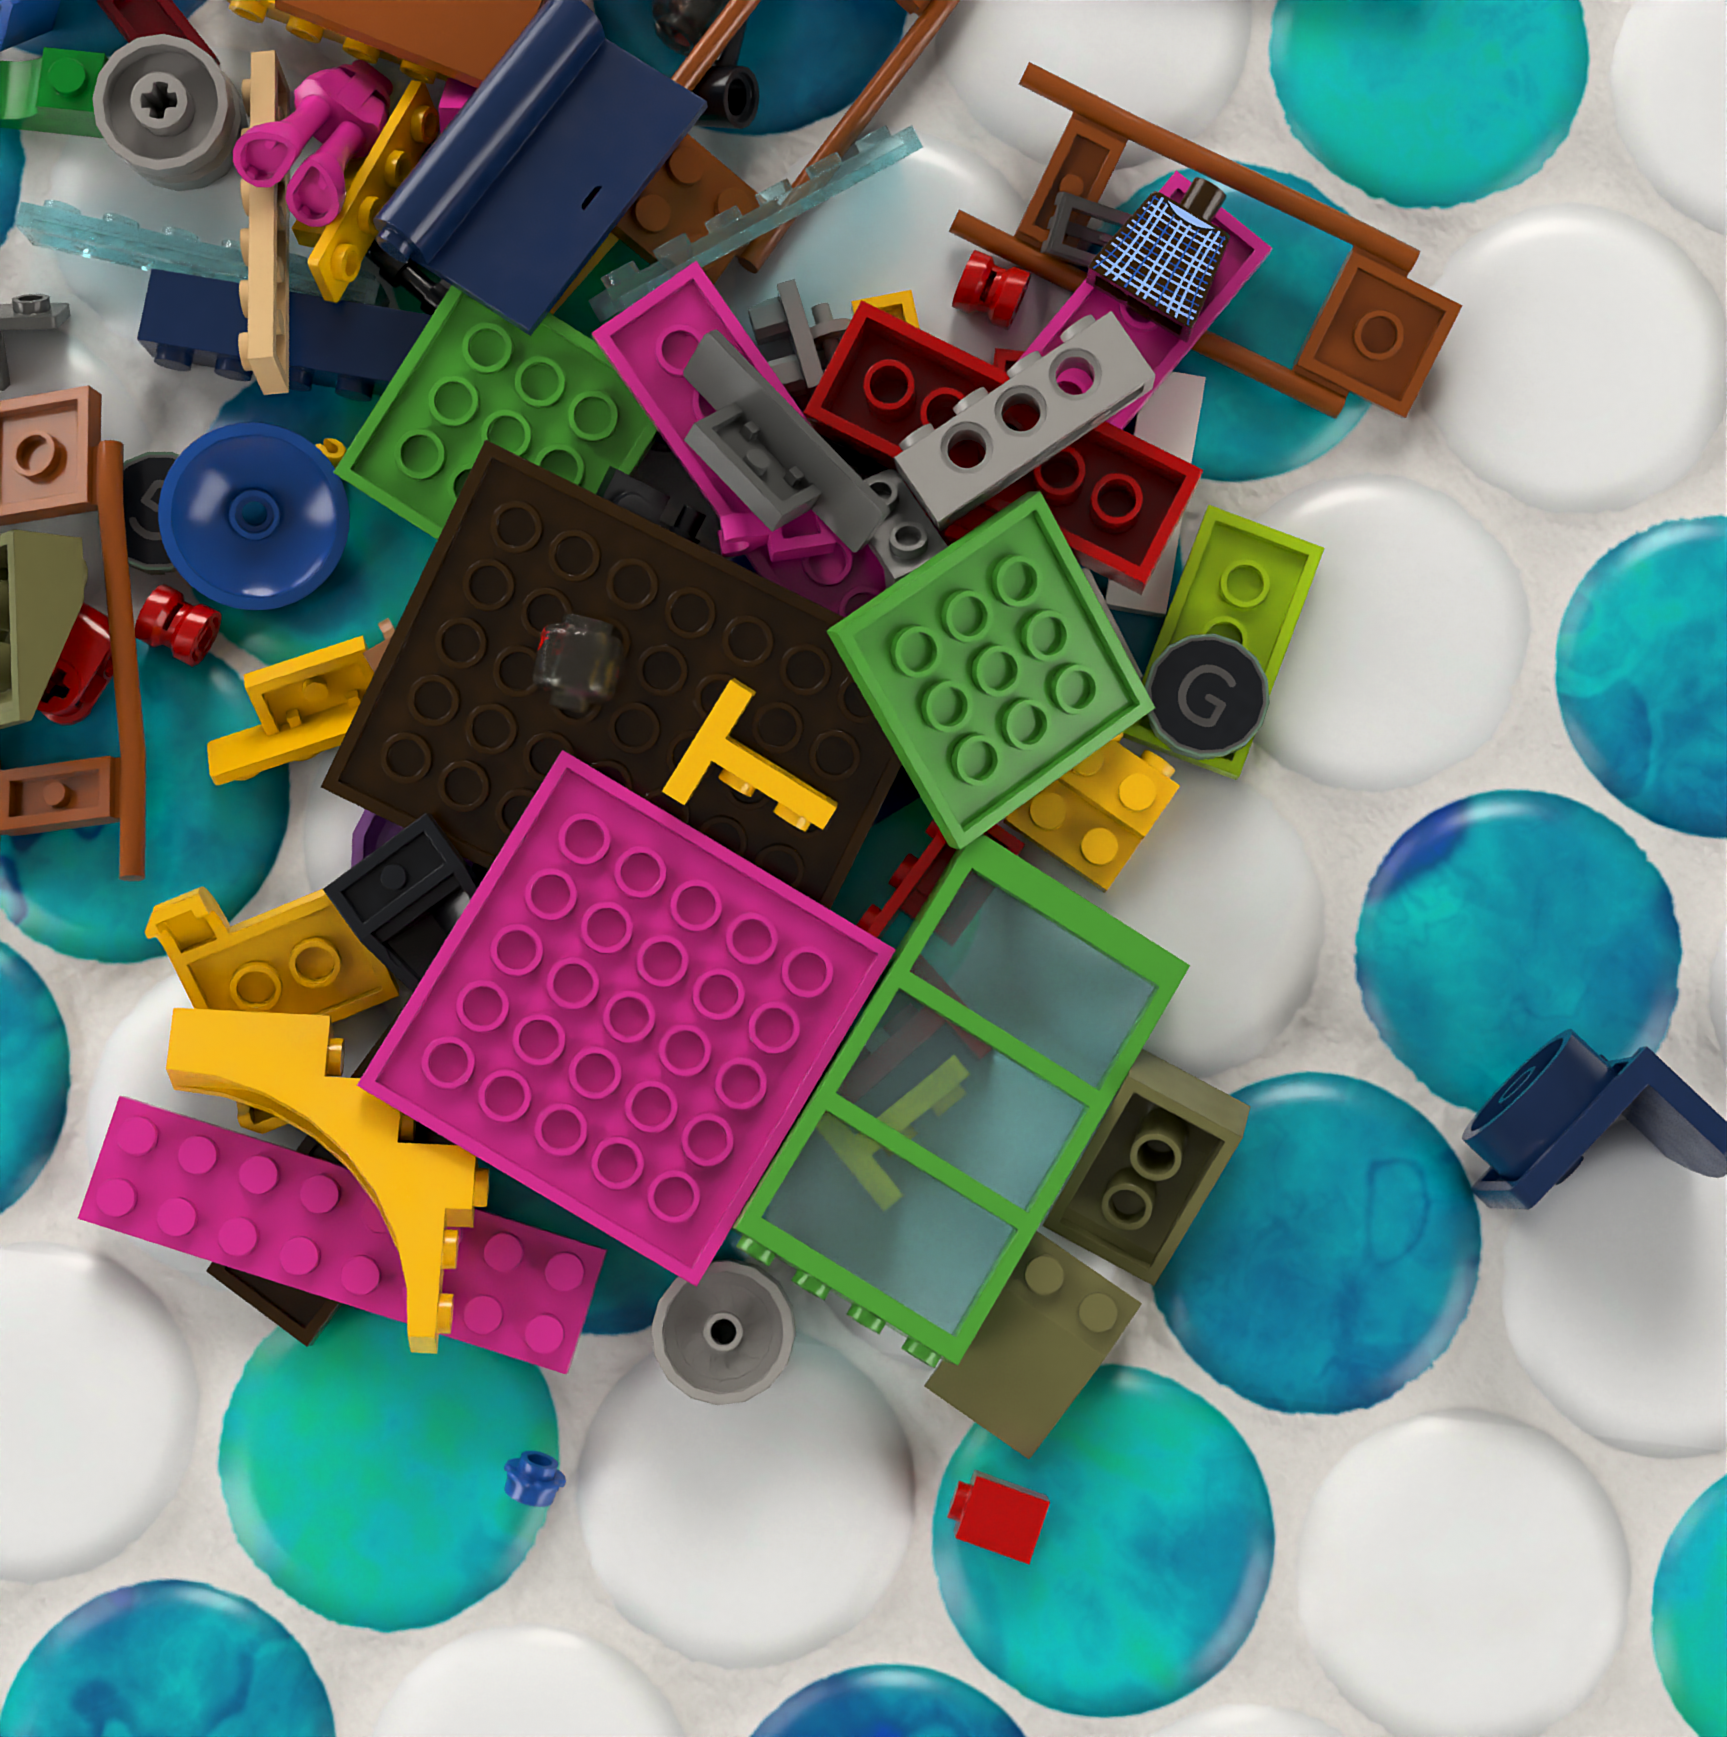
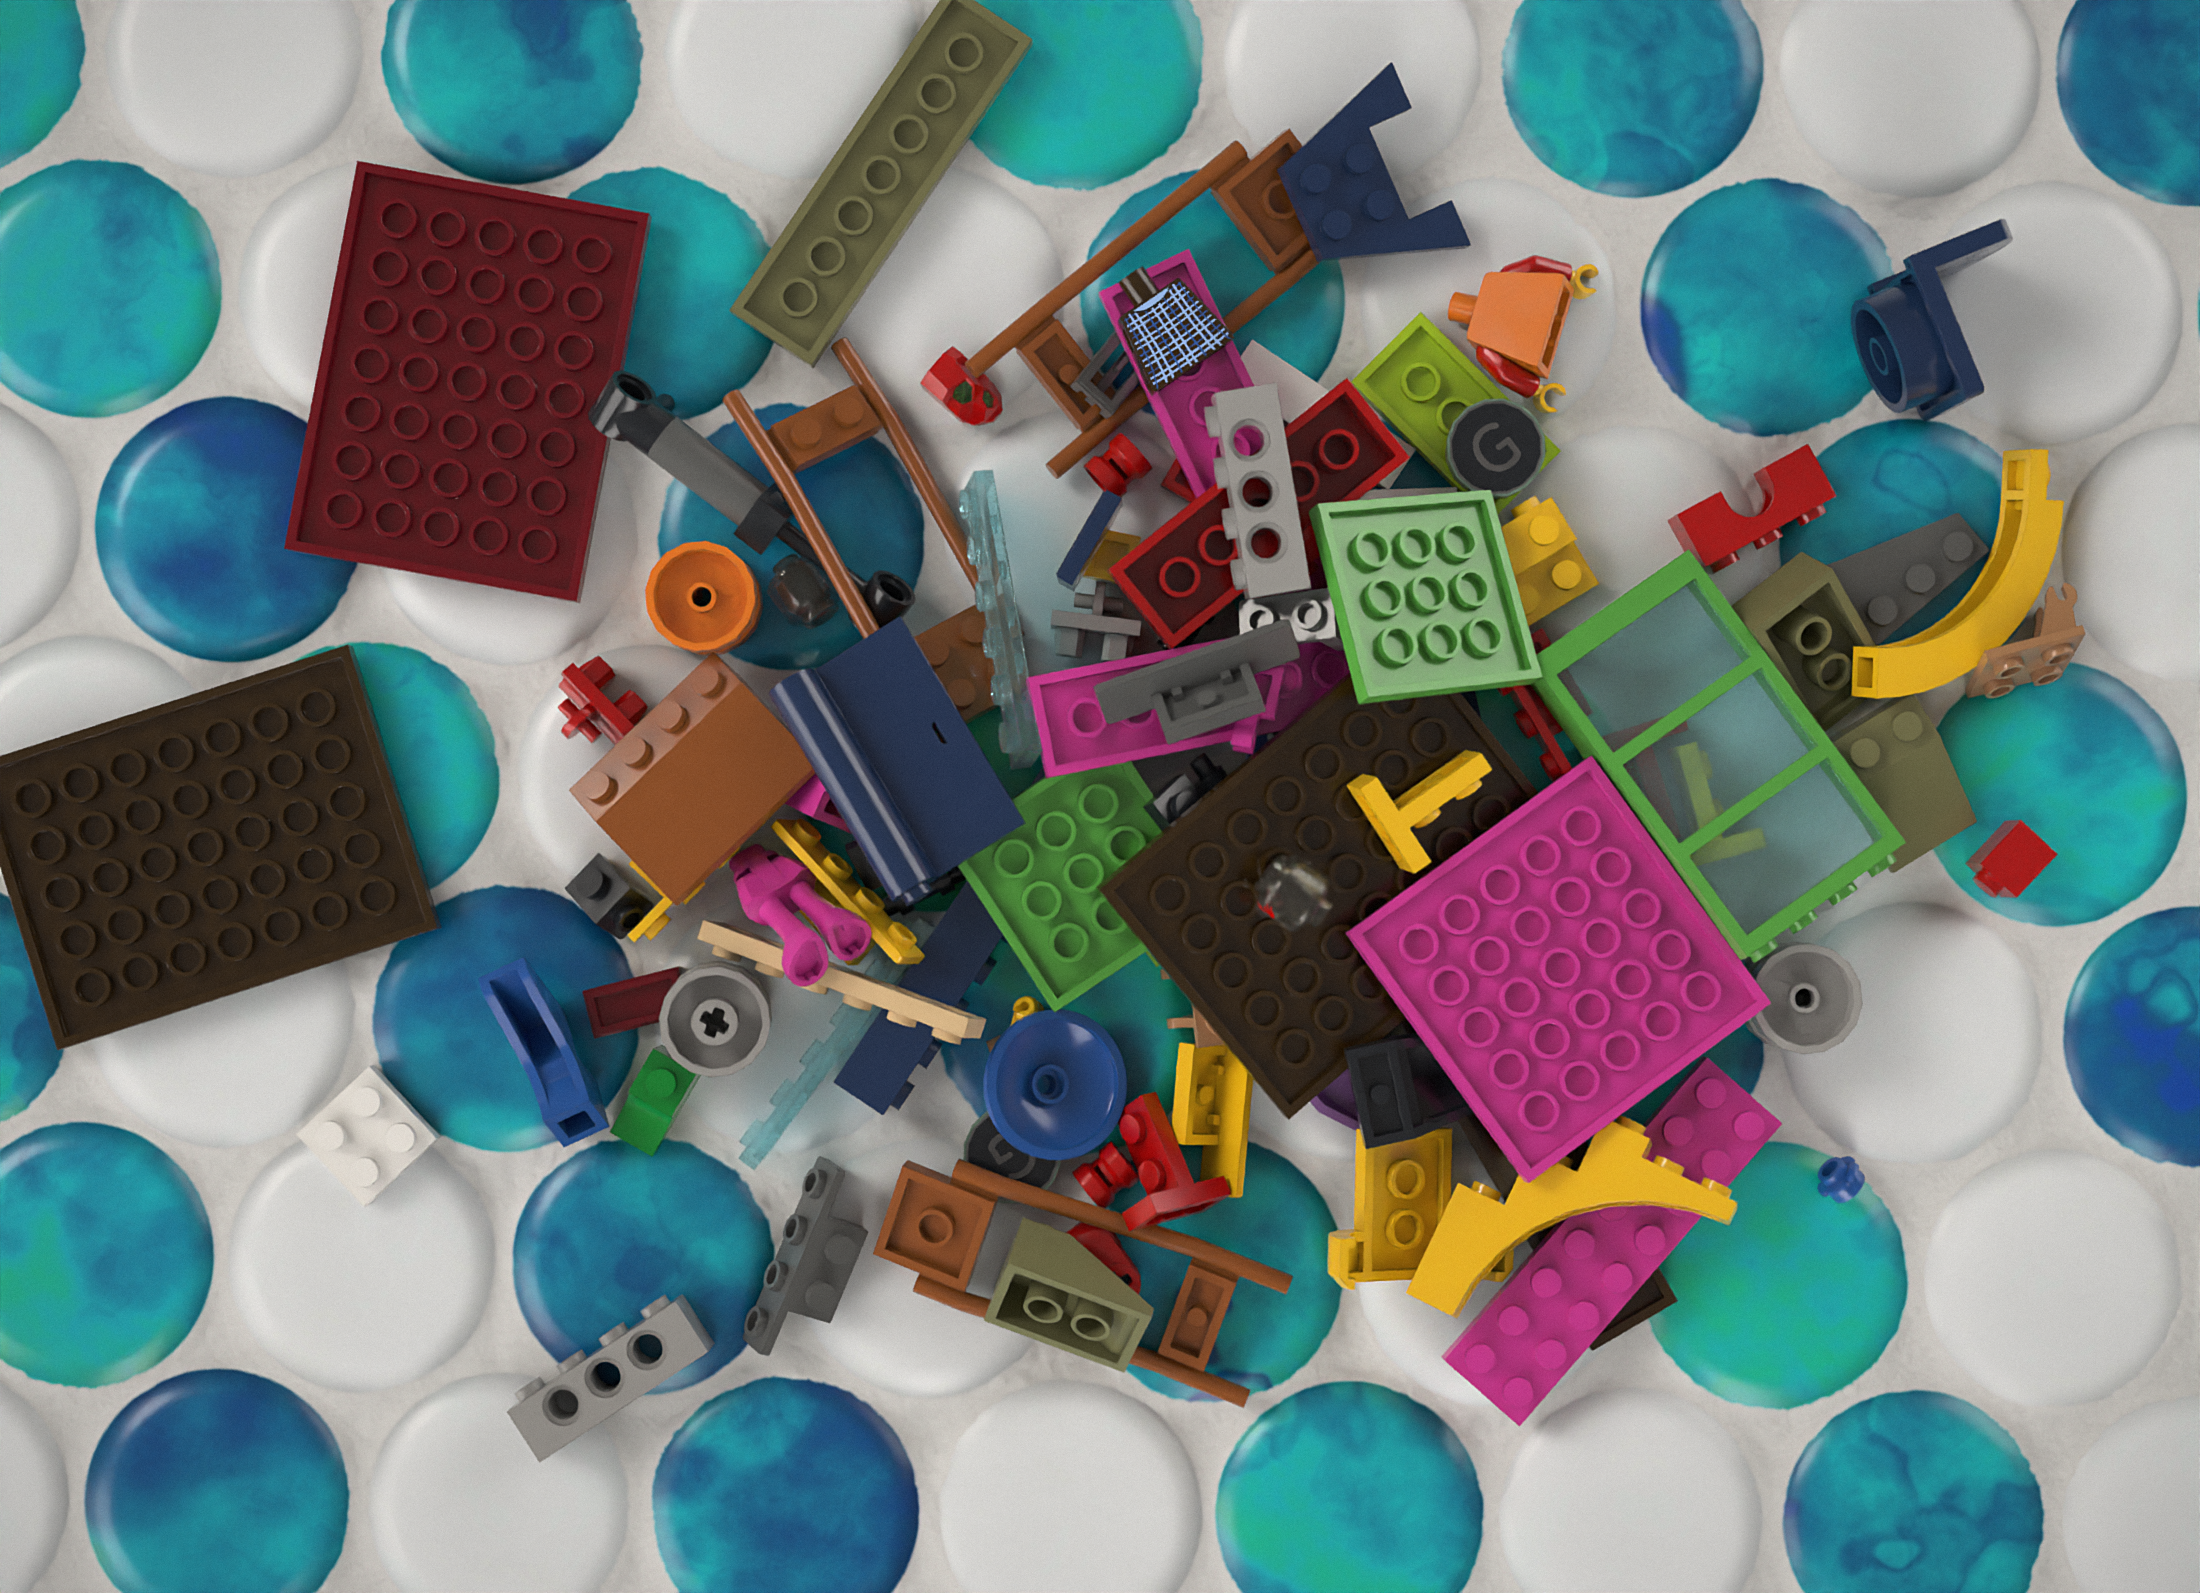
camera: 70 degrees left, 5 degrees up
(204, 680) = (1162, 1168): none -> red bracket
(890, 284) = (1089, 540): none -> dark blue tile
(993, 97) = (960, 393): none -> red rock
(1225, 1001) = (1790, 490): none -> red arch
(1248, 1435) = (2035, 659): none -> medium nougat plate
(1280, 1242) = (1907, 572): none -> dark grey wing
(1290, 1361) = (1995, 603): none -> yellow arch
(1368, 663) = (1521, 320): none -> orange torso
(1418, 407) = (1347, 192): none -> dark blue wing

